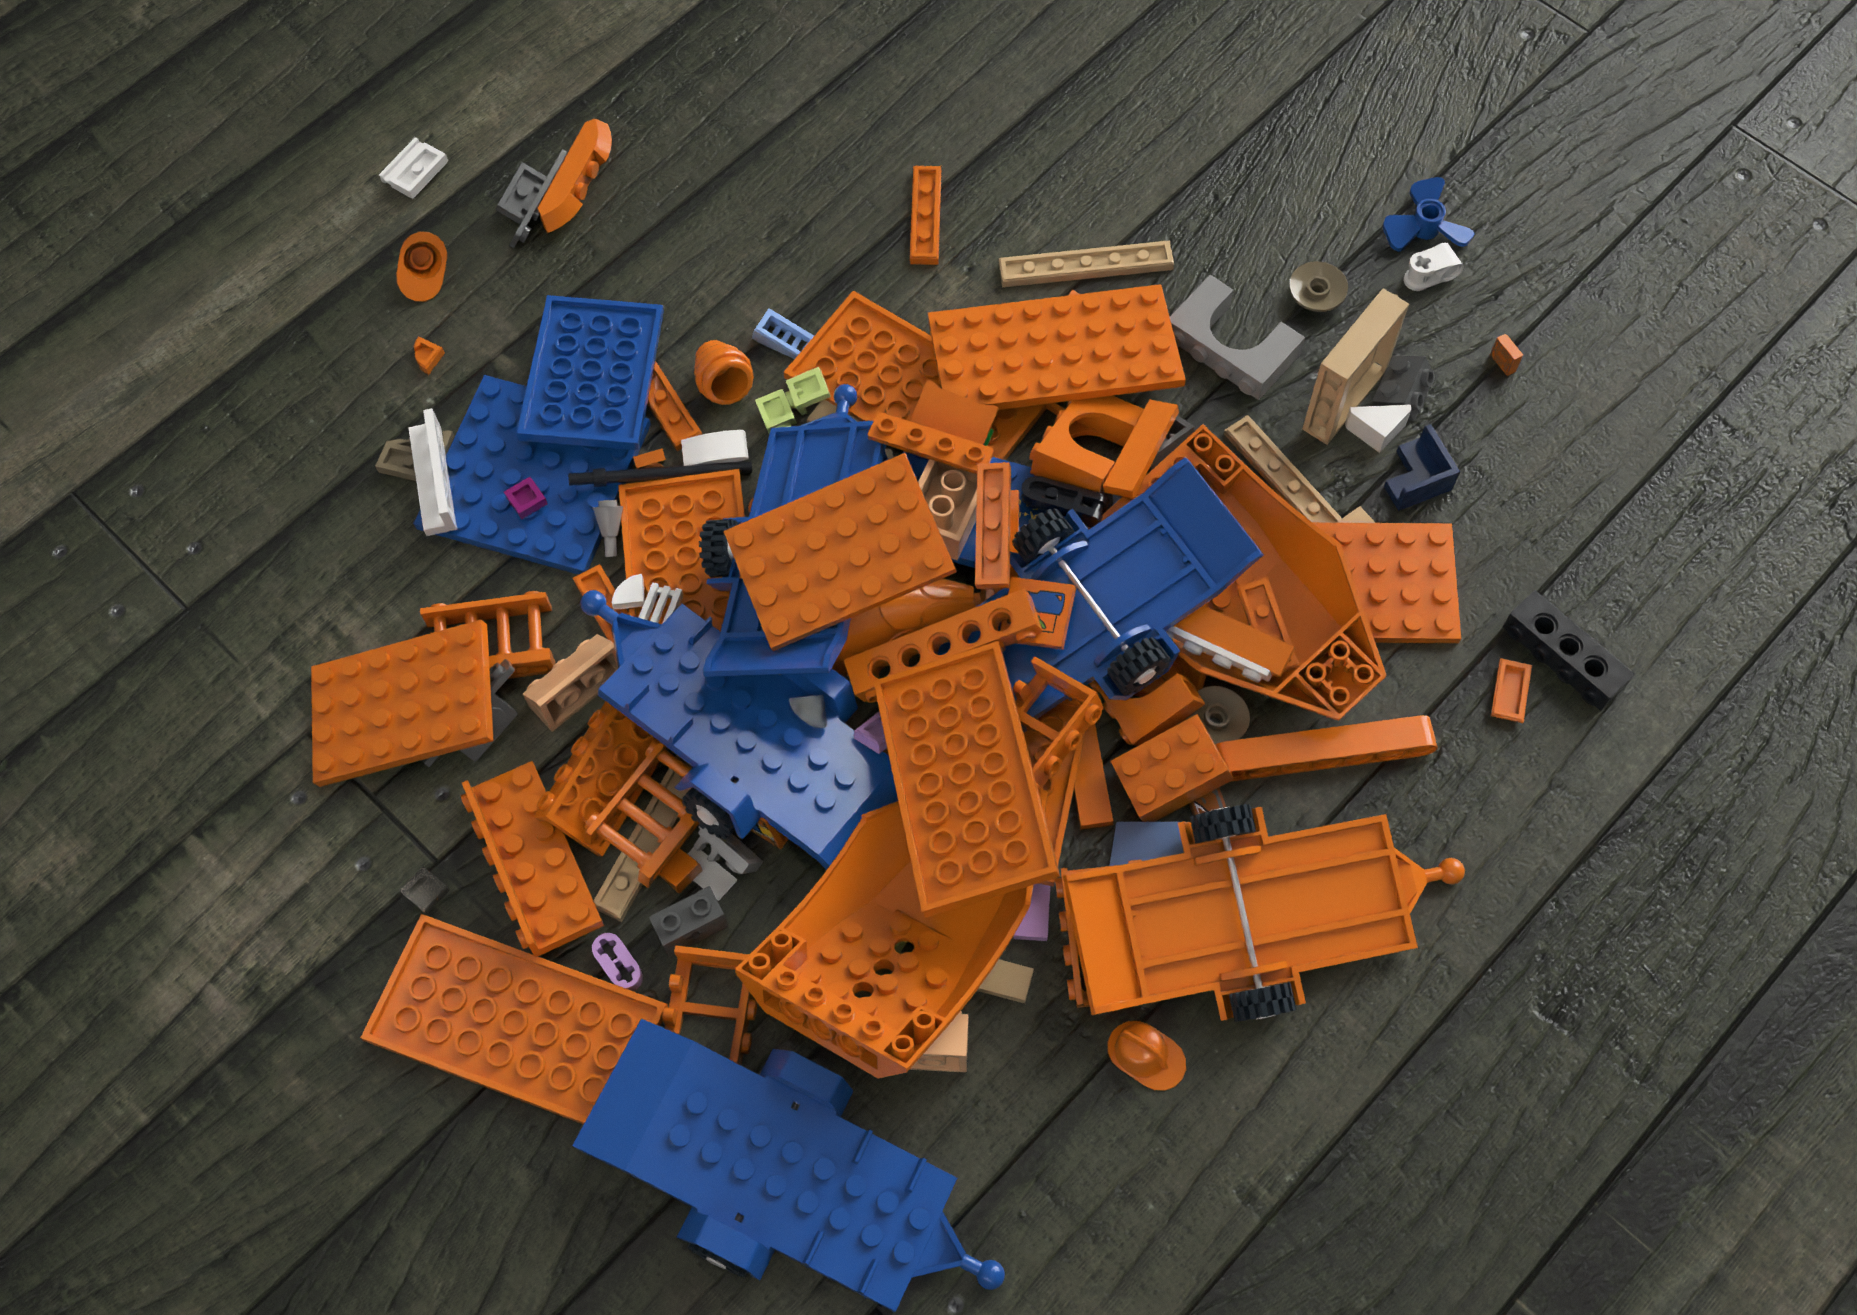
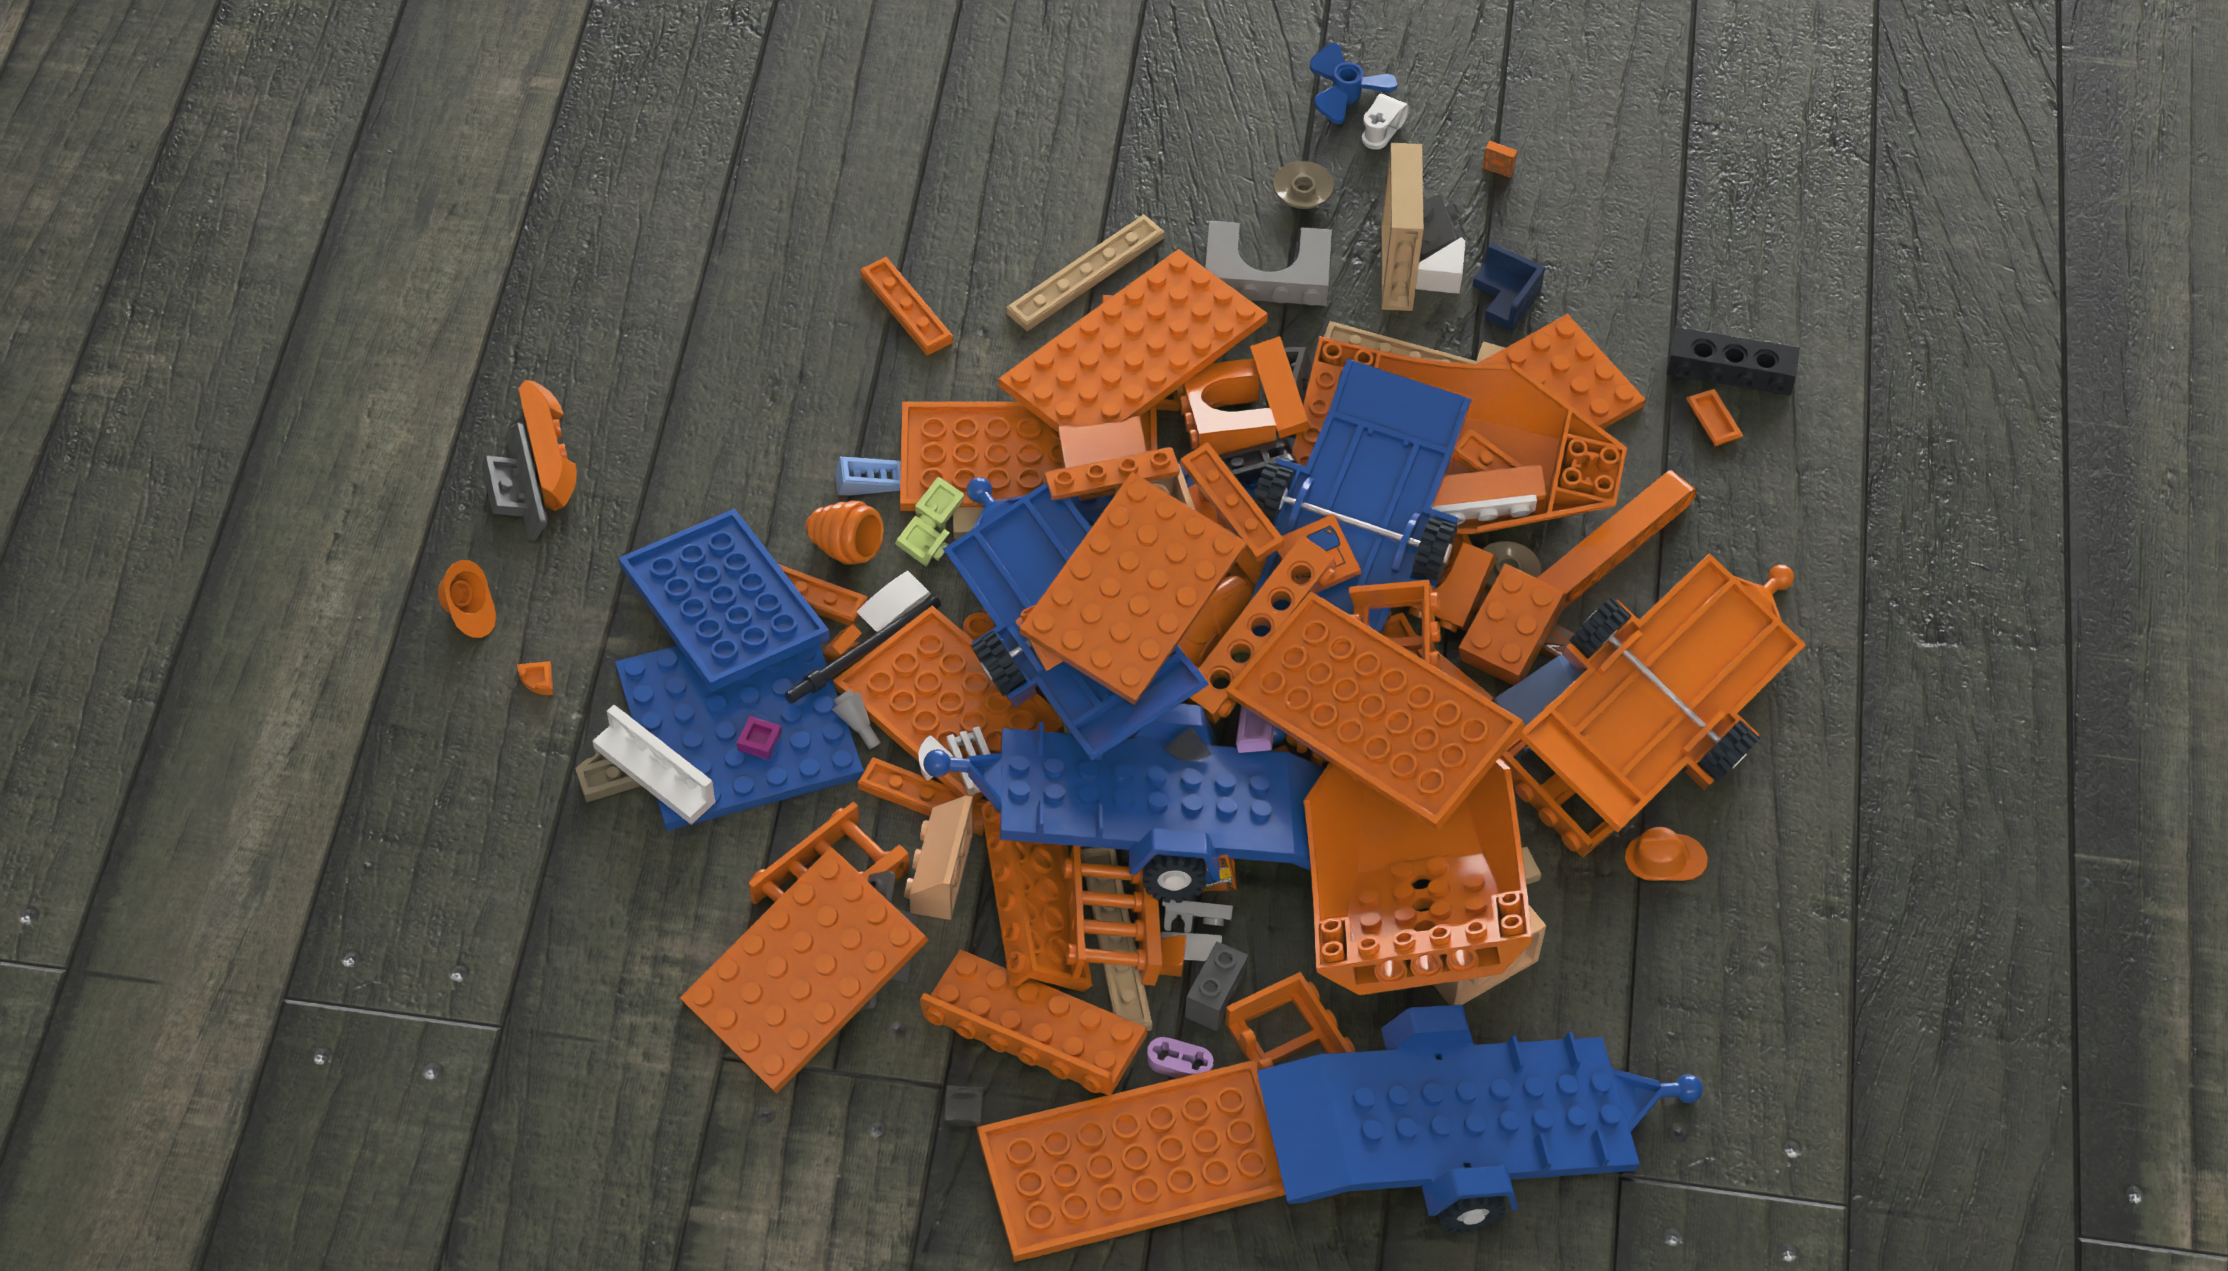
camera: 40 degrees left, 10 degrees down
(413, 168) = (371, 521): white plate -> none

